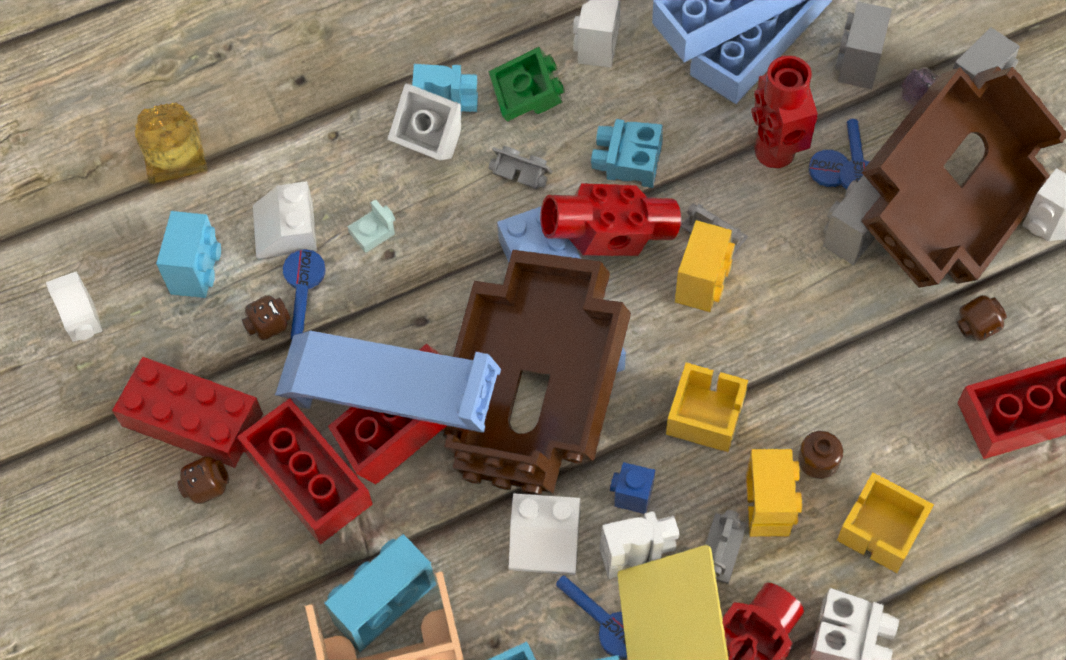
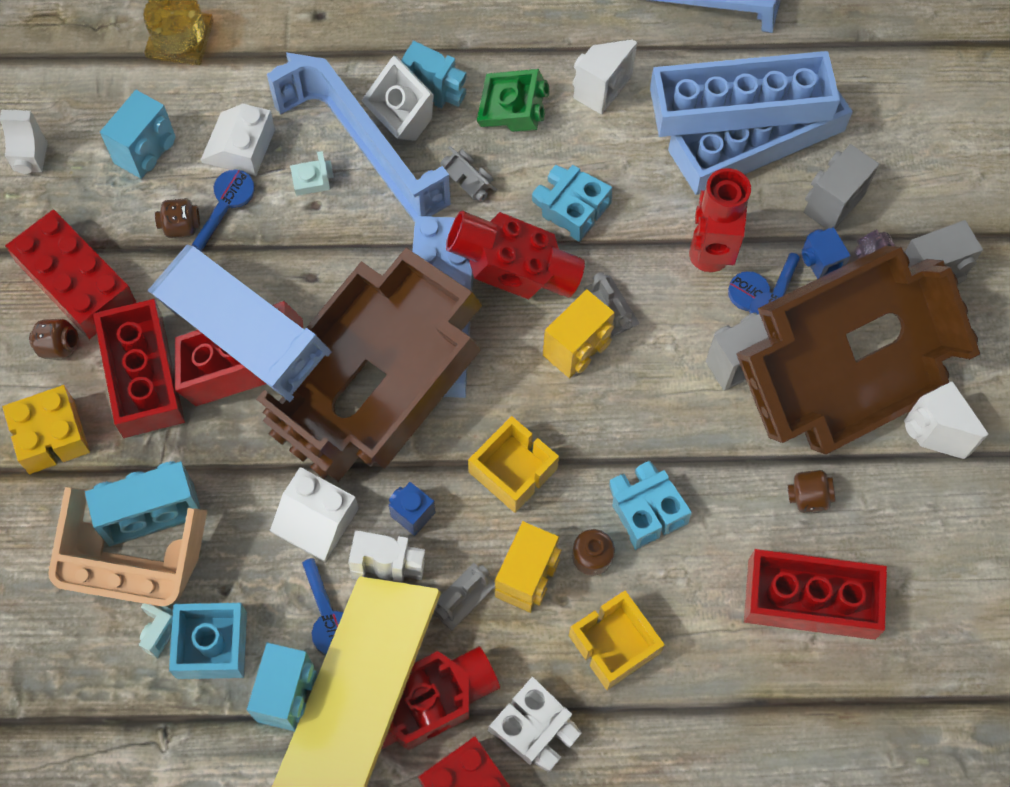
camera: 20 degrees right, 5 degrees up
(238, 562) = (45, 422): none -> yellow piece
(342, 136) = (314, 78): none -> light blue panel
(847, 392) = (648, 505): none -> medium azure hips
(878, 107) = (824, 252): none -> blue brick

